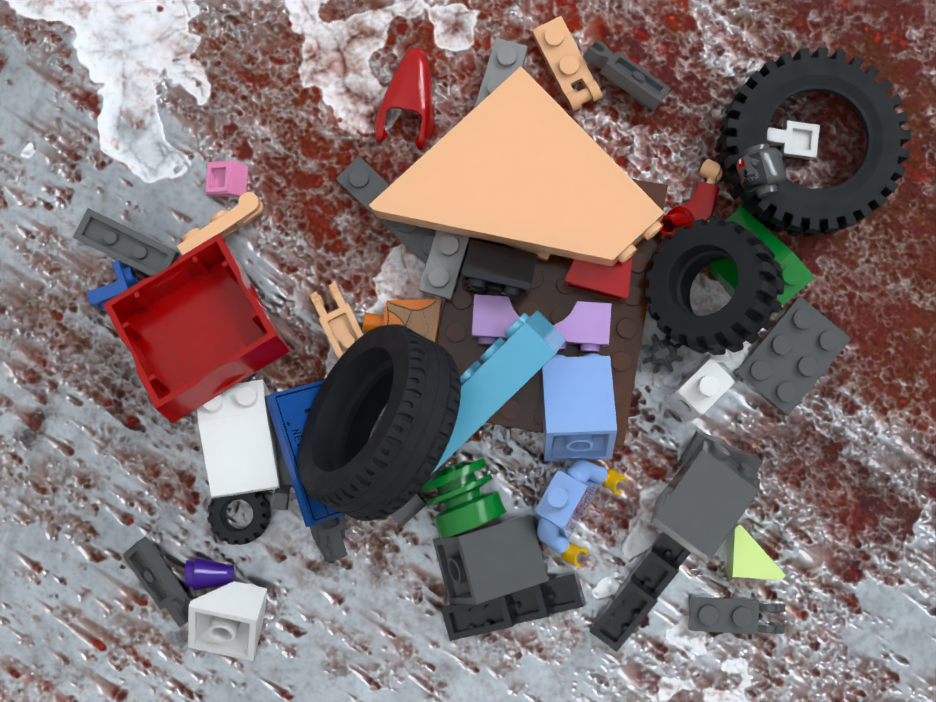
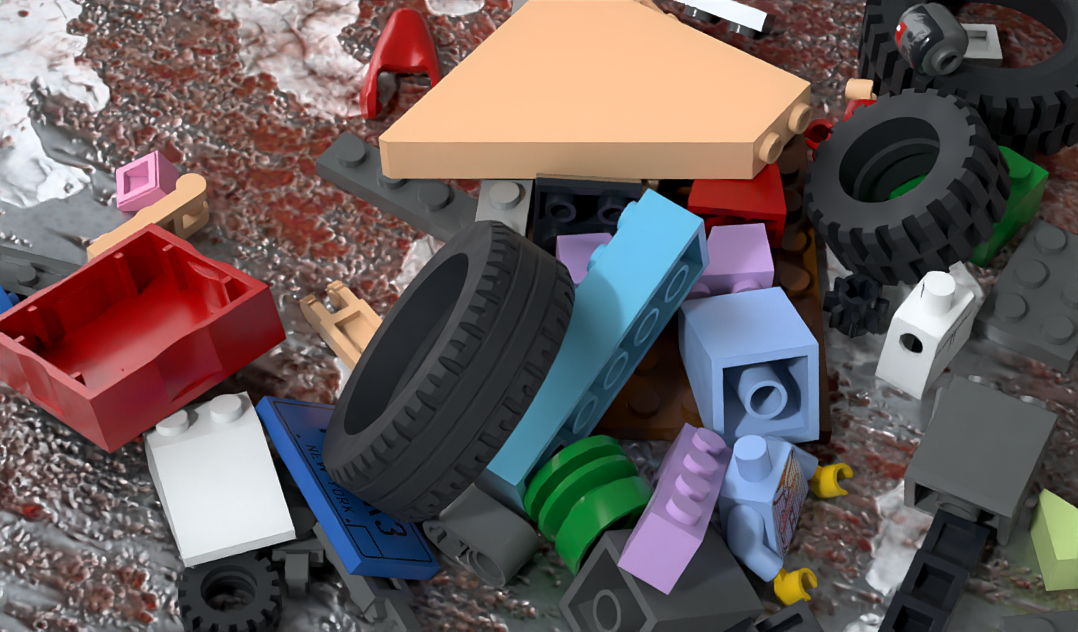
camera: 15 degrees left, 35 degrees down
(498, 545) = (679, 508): none -> lavender arch

